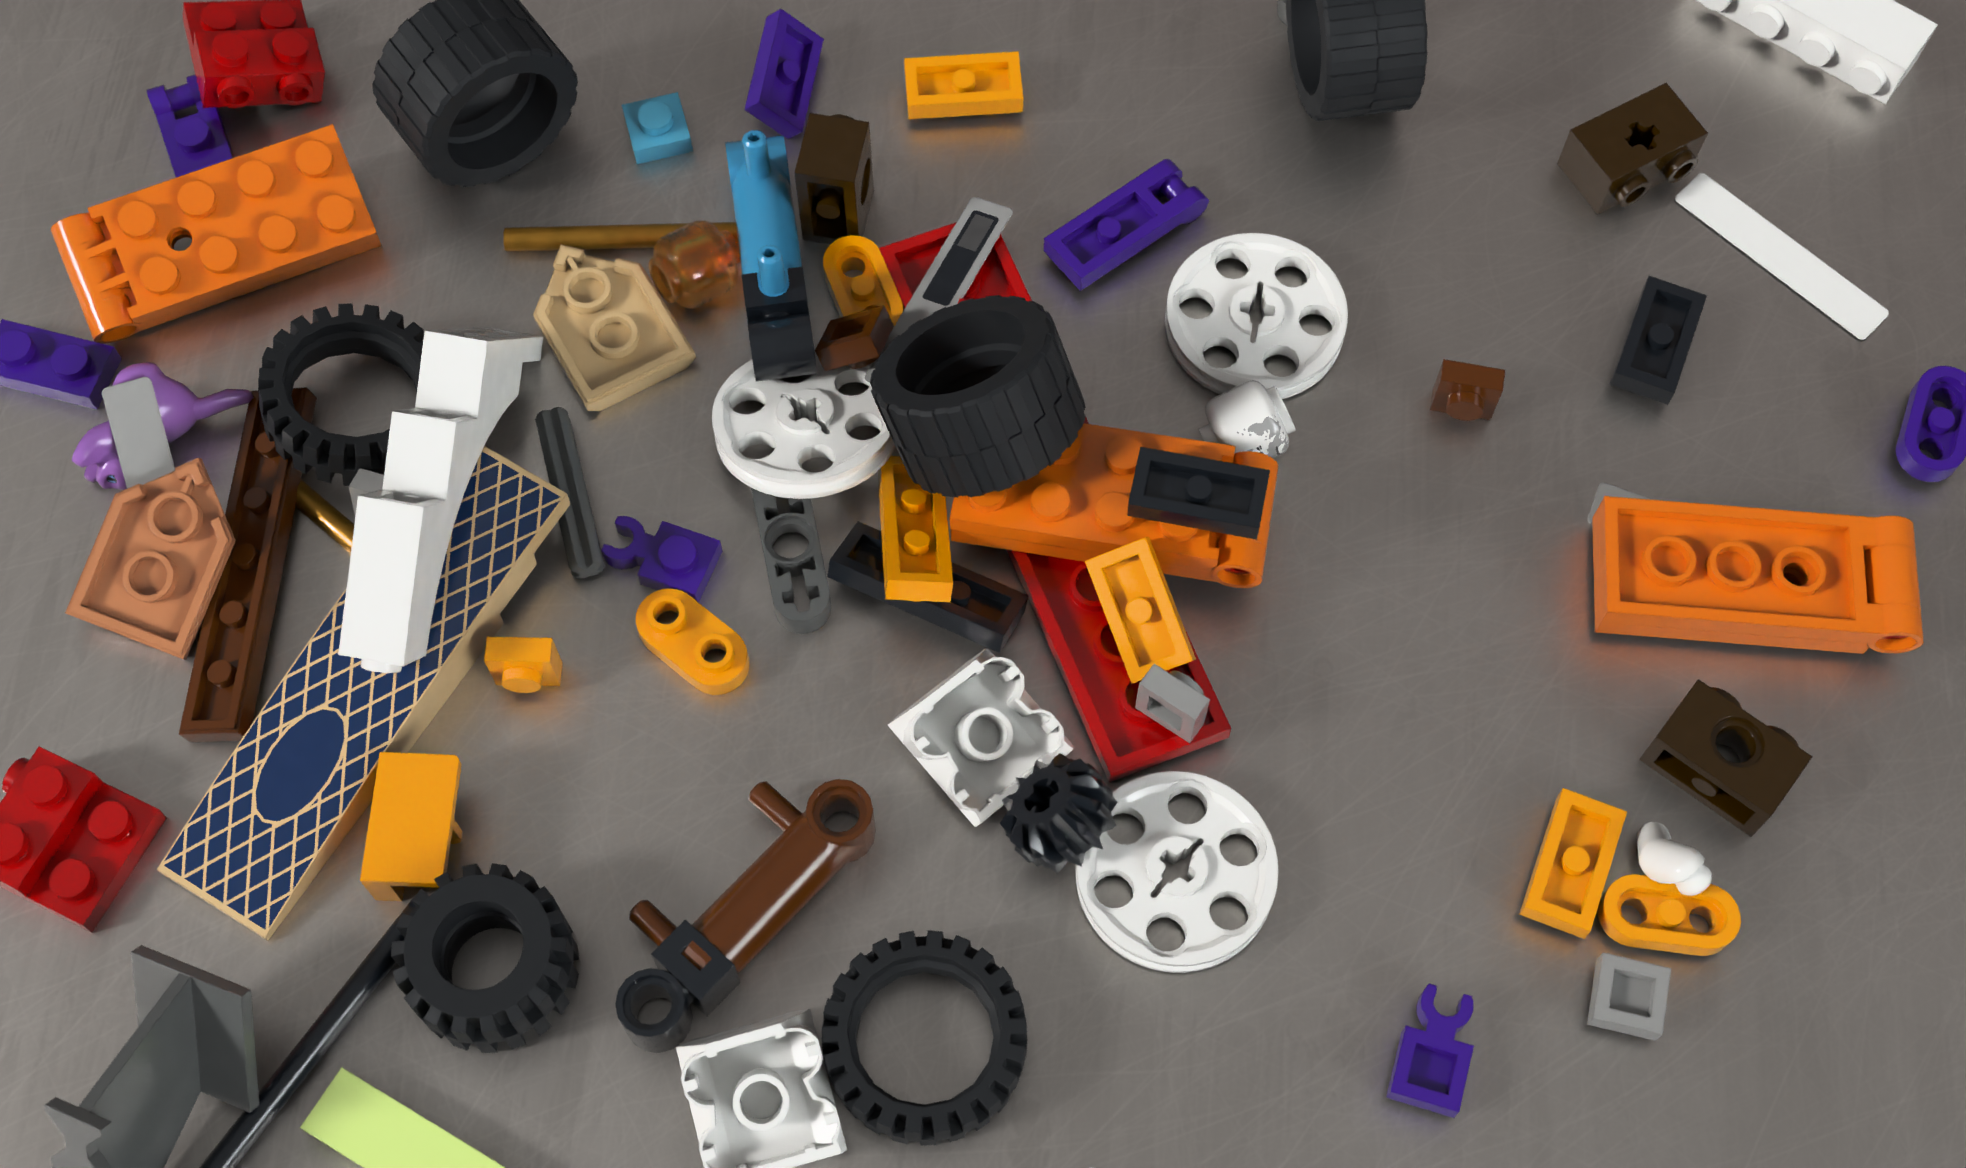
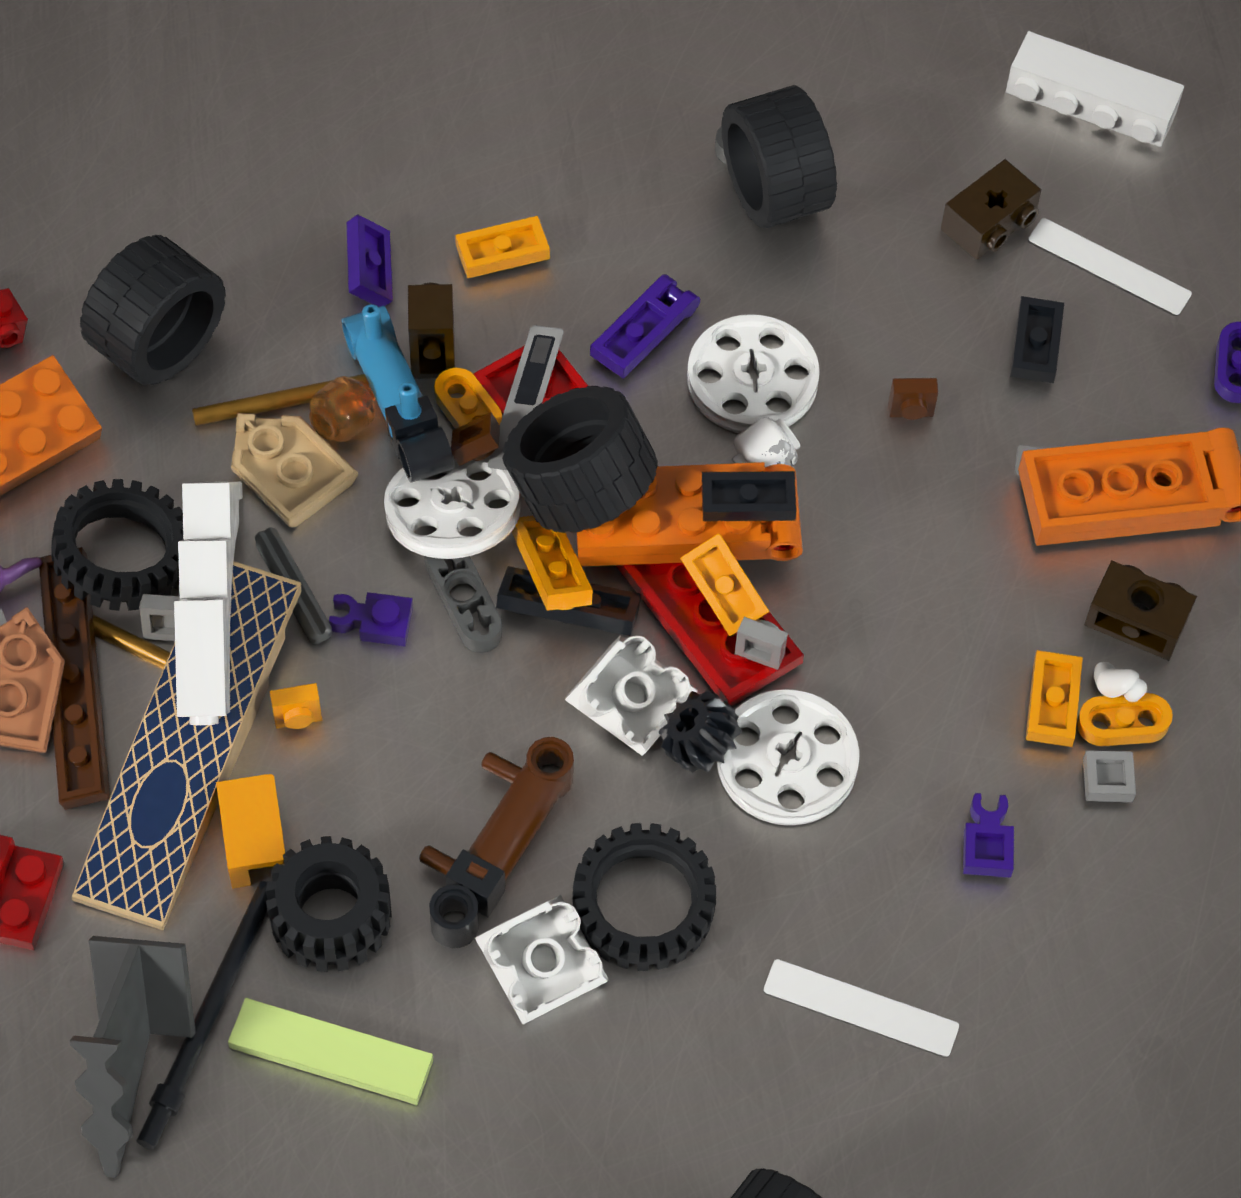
camera: 15 degrees left, 5 degrees down
(657, 128) = (283, 317): medium azure plate -> none
(689, 639) = (407, 671): light orange plate -> none

